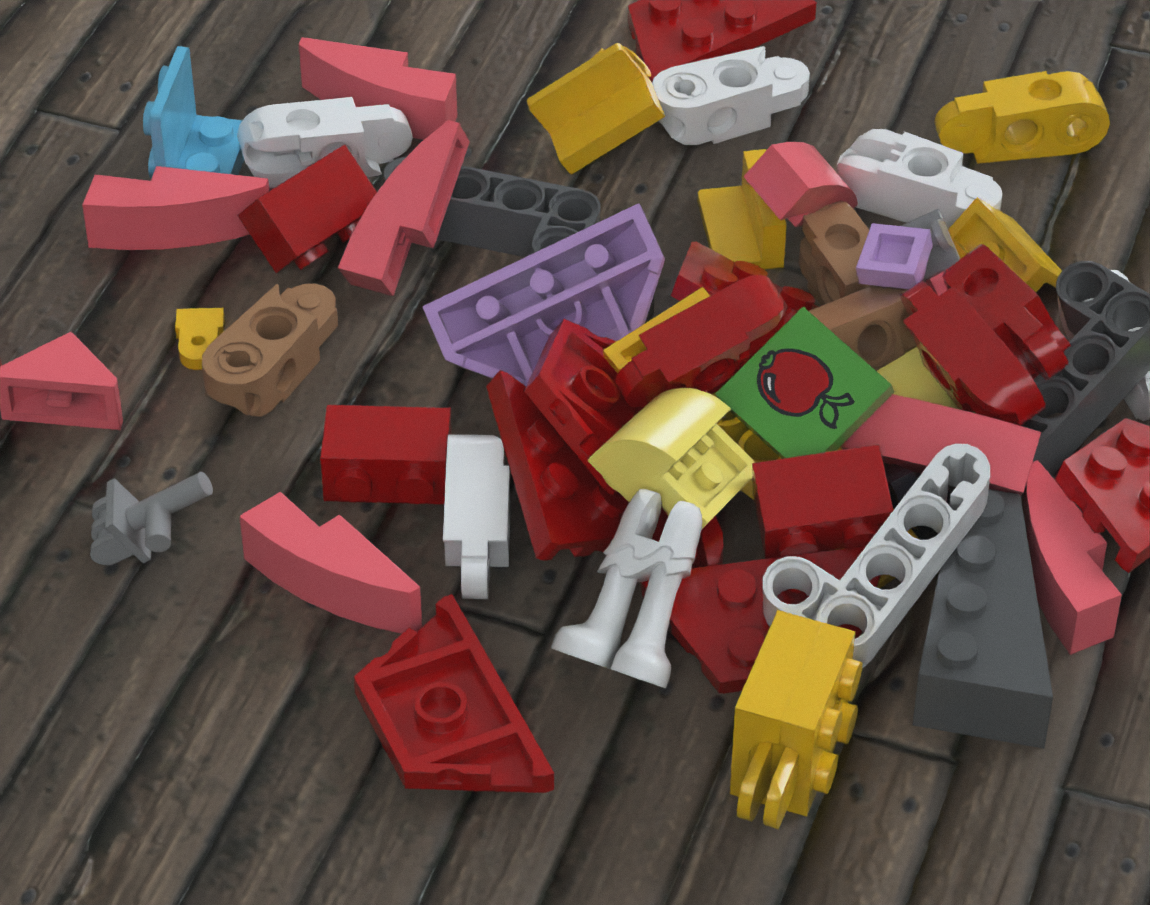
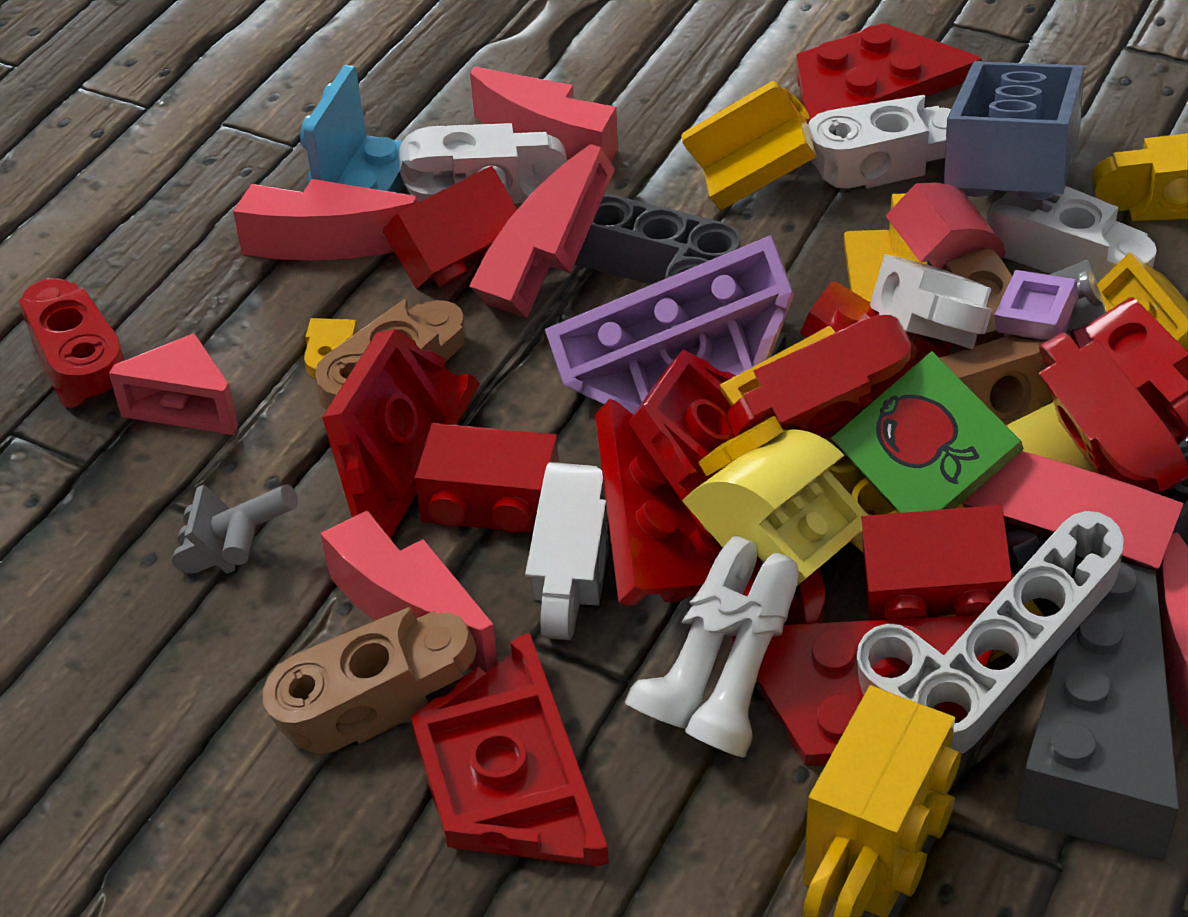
camera: 10 degrees right, 0 degrees up
(284, 404) = (384, 419): none -> red wing
(307, 646) = (366, 679): none -> medium nougat piece
(634, 404) = (740, 445): none -> yellow piece
(794, 256) = (932, 301): none -> white piece
(858, 78) = (1014, 129): none -> sand blue brick

